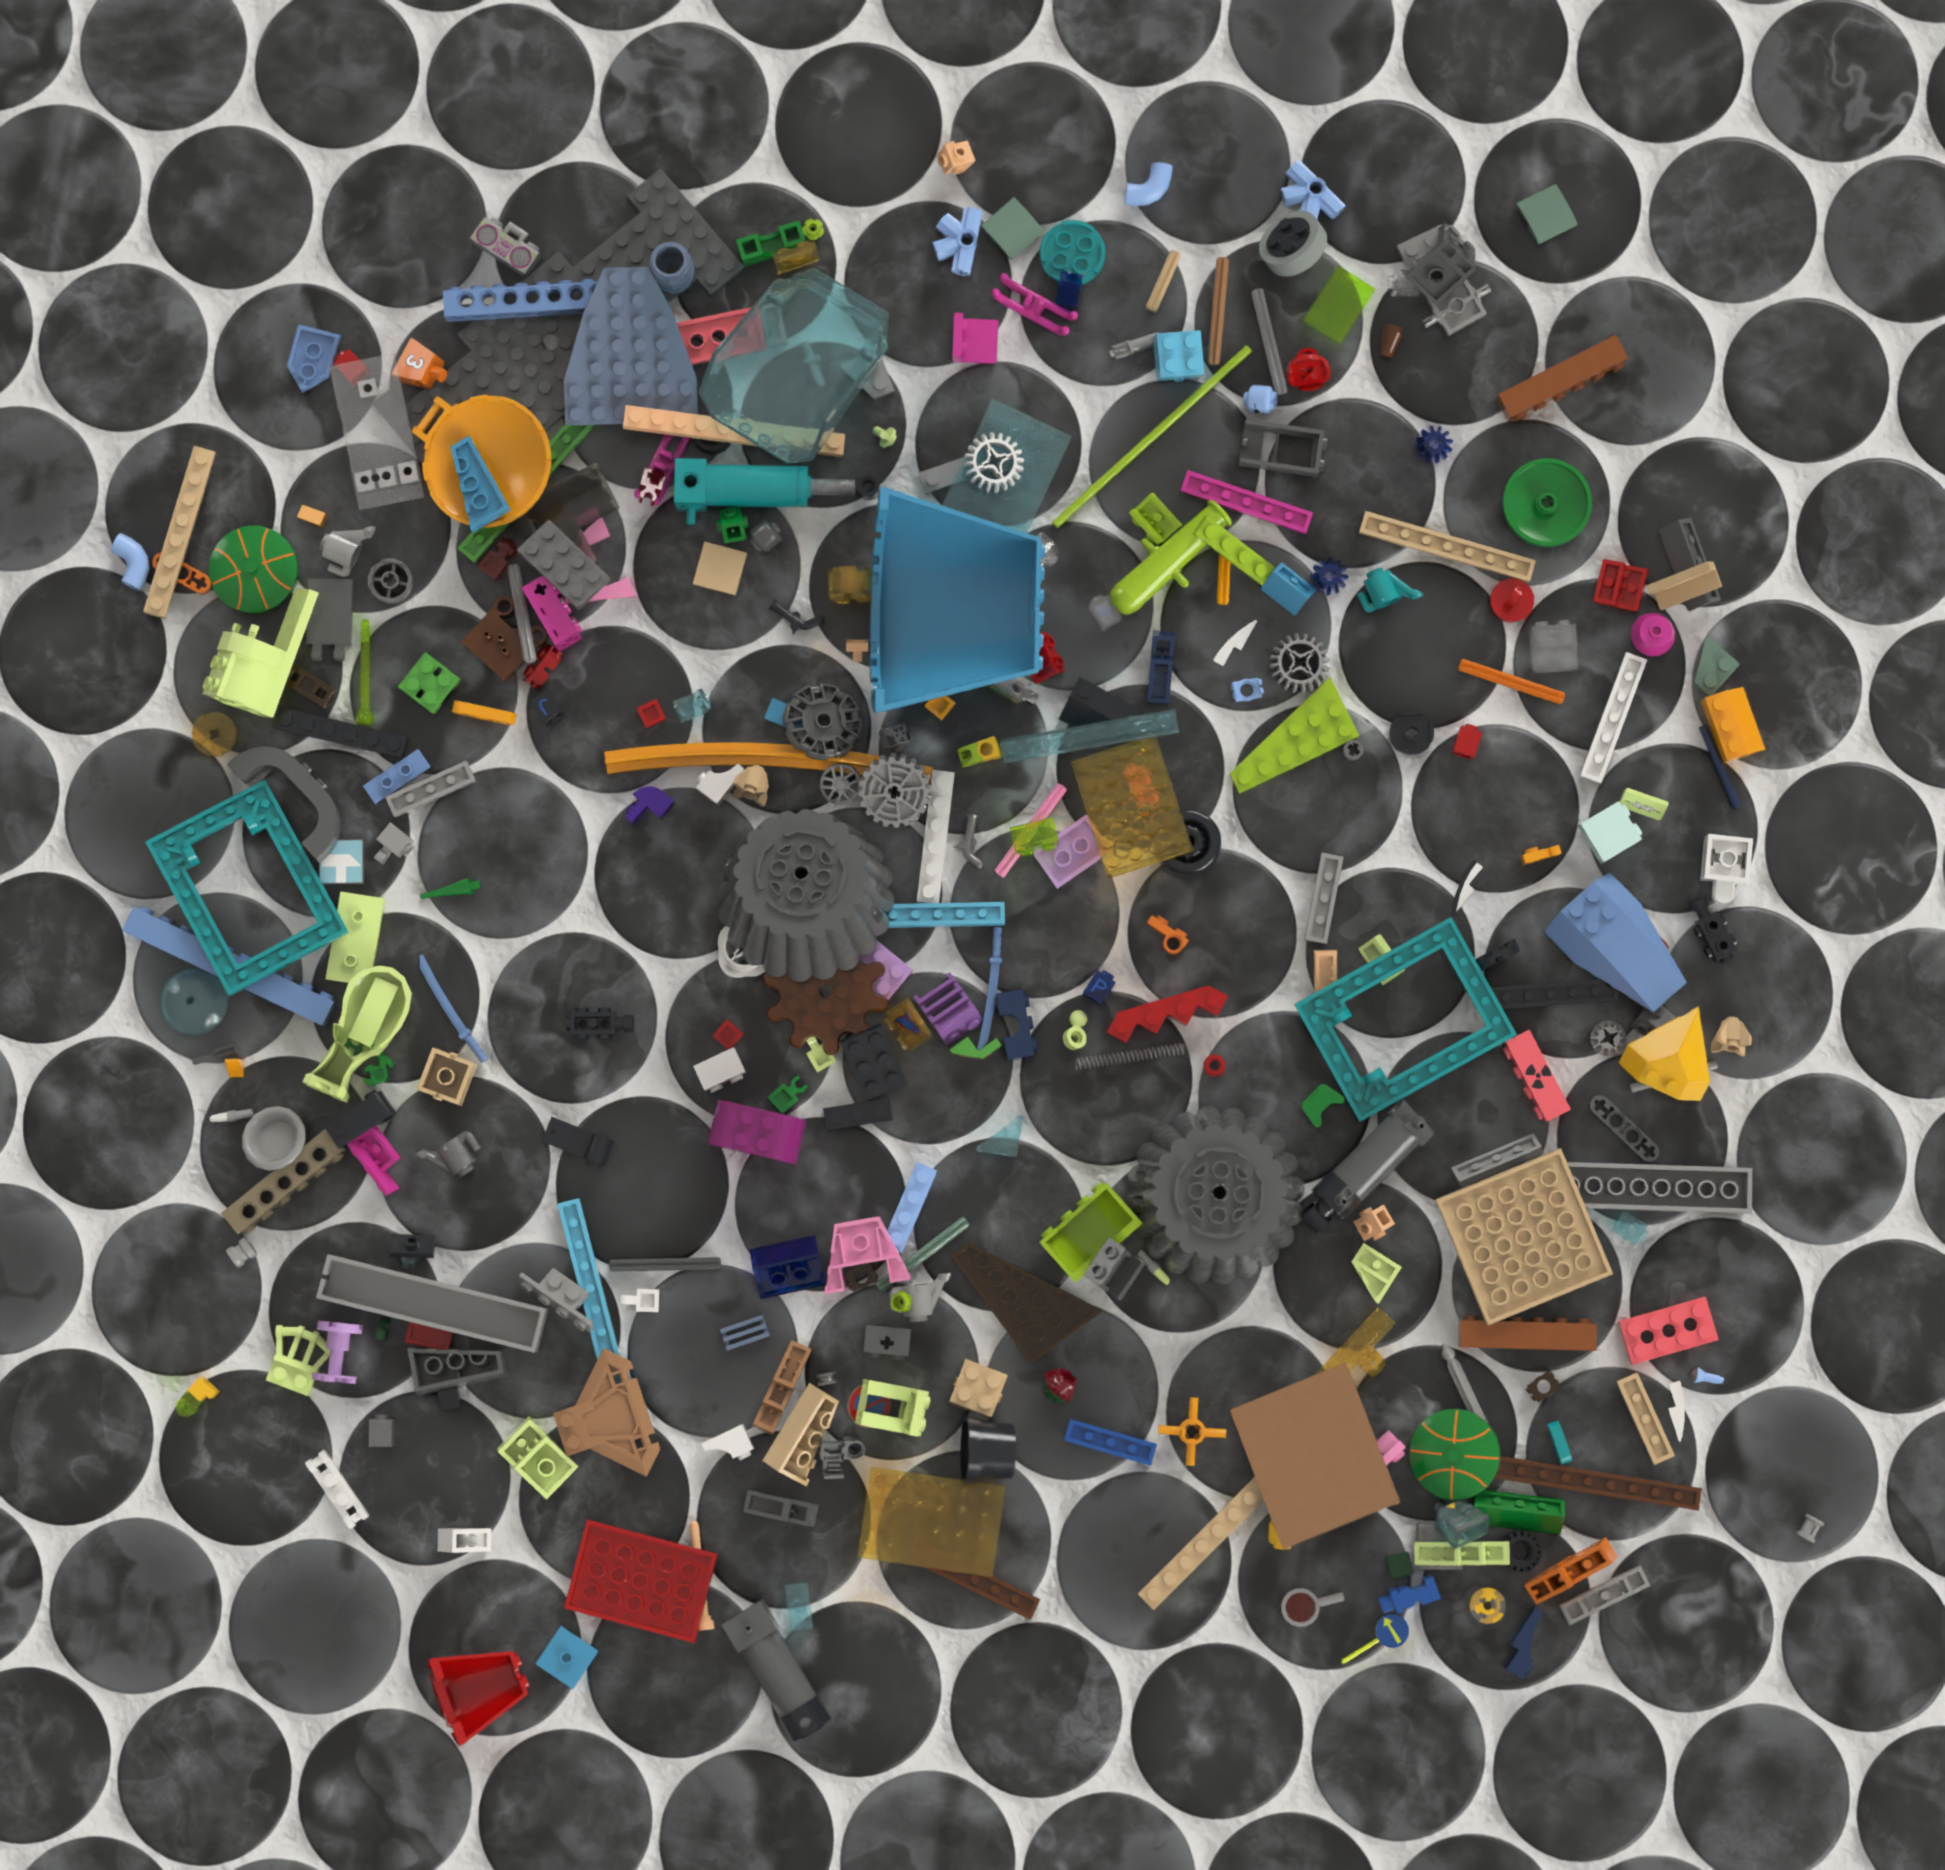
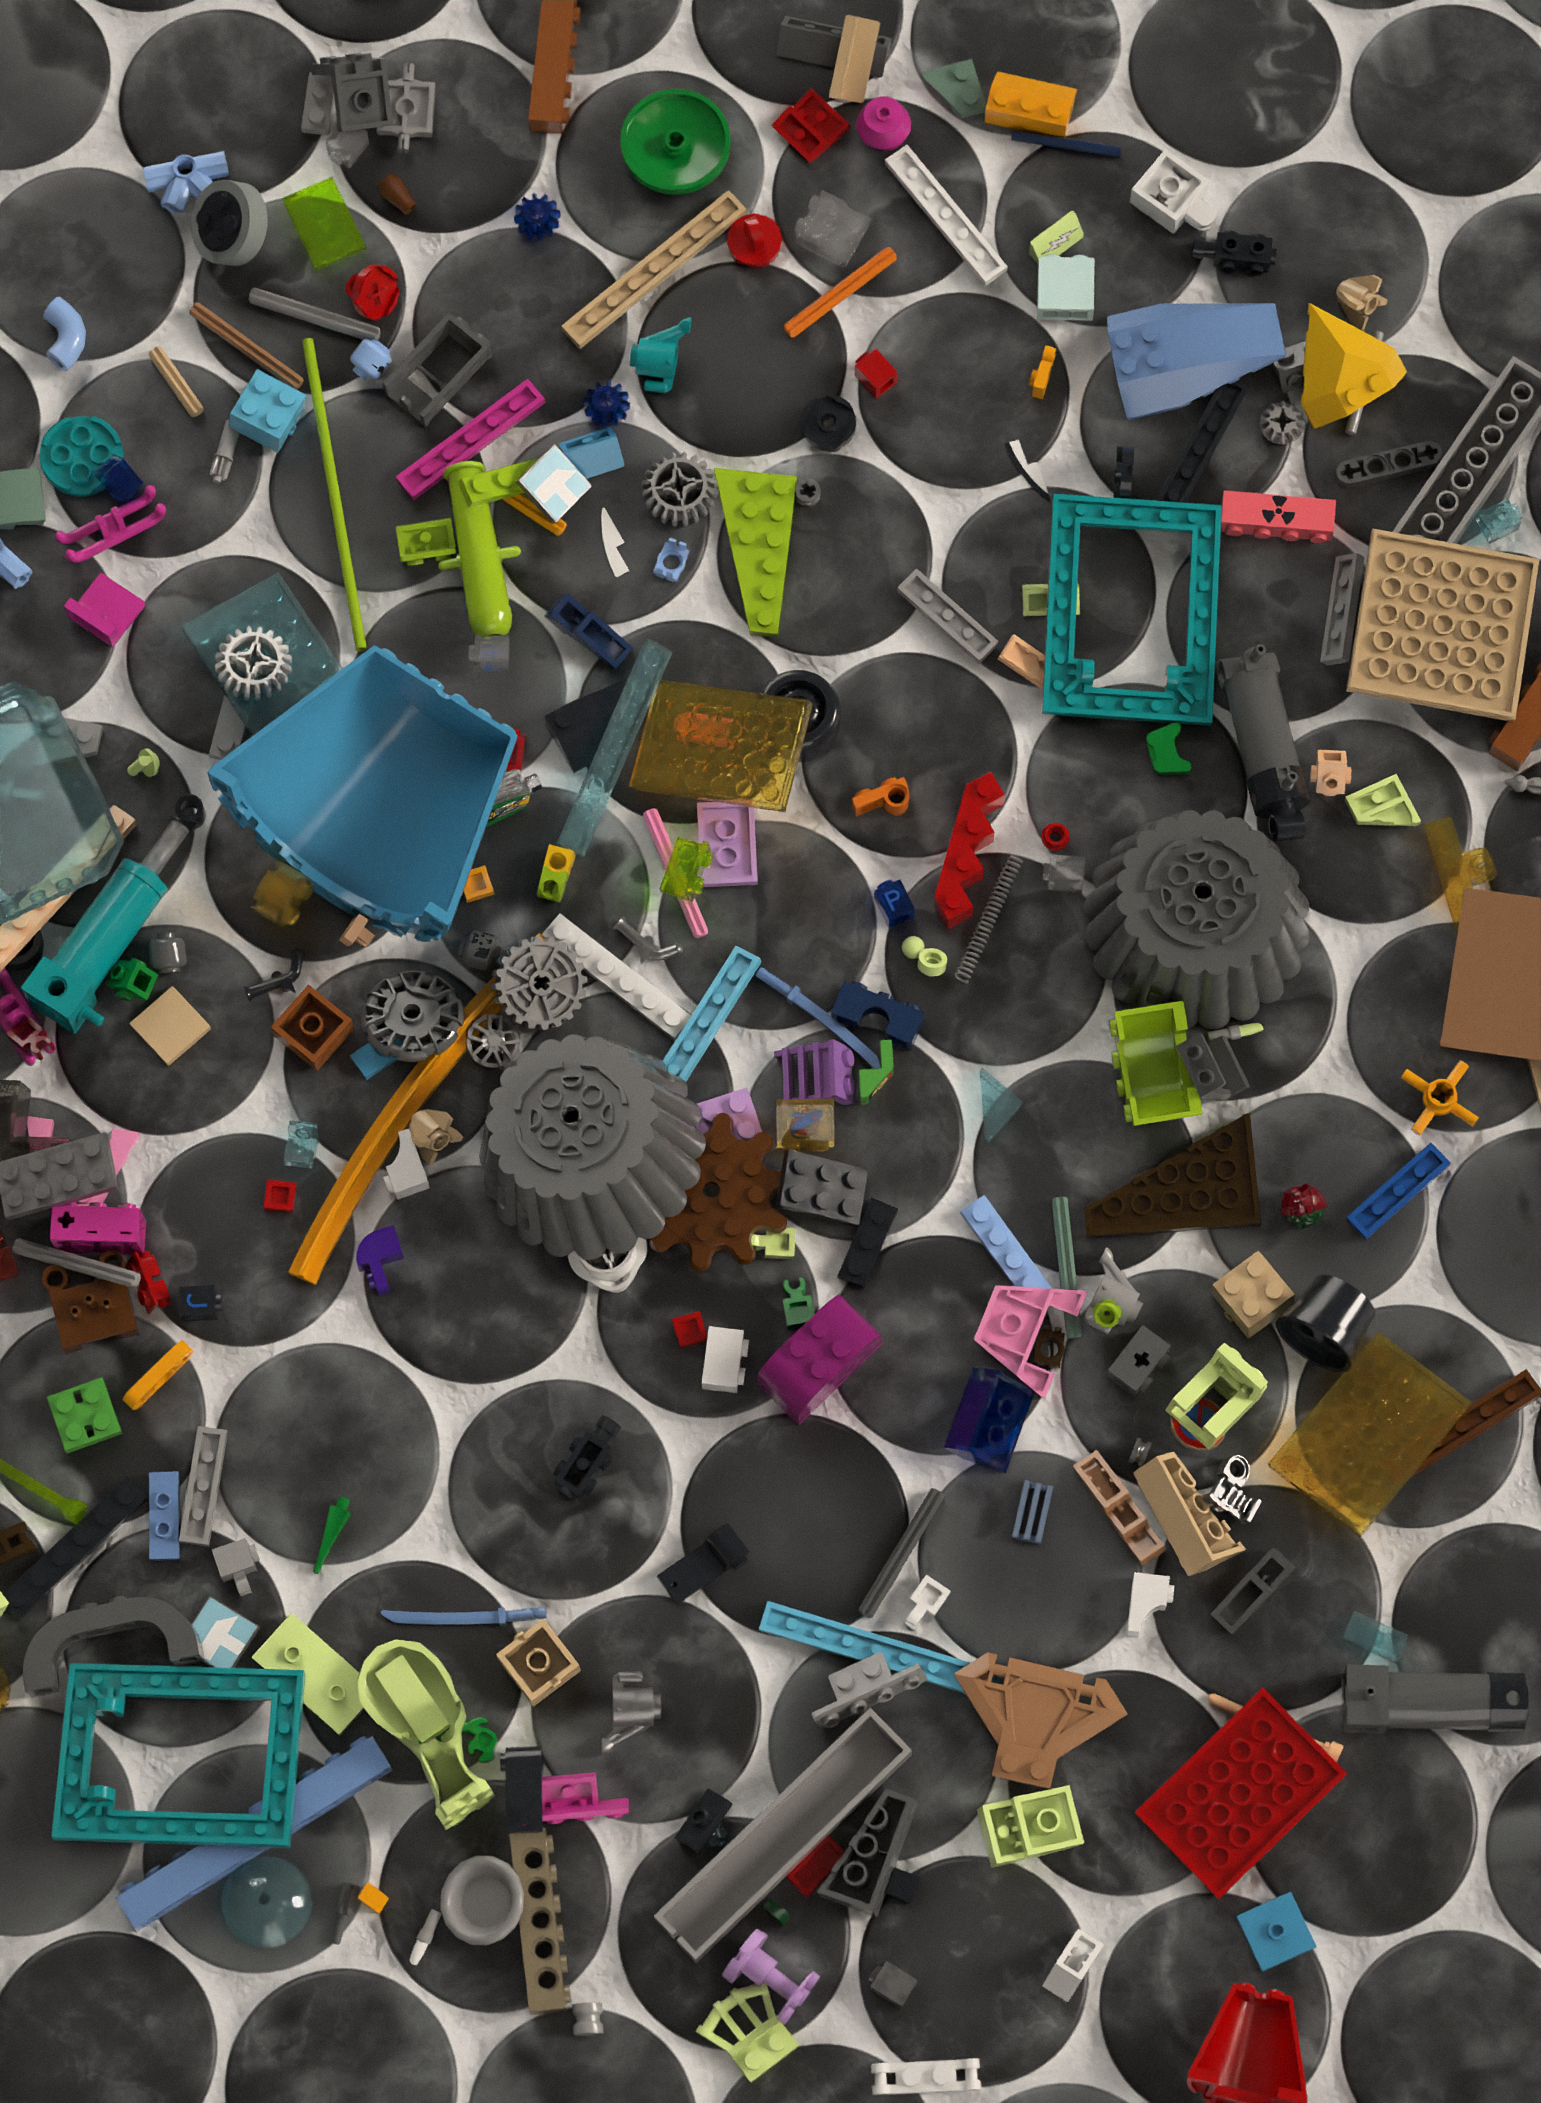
camera: 60 degrees left, 10 degrees down
(773, 662) = (312, 1028): none -> dark orange brick
(1191, 1087) = (1065, 873): none -> clear brick
(1247, 578) = (553, 484): none -> tile

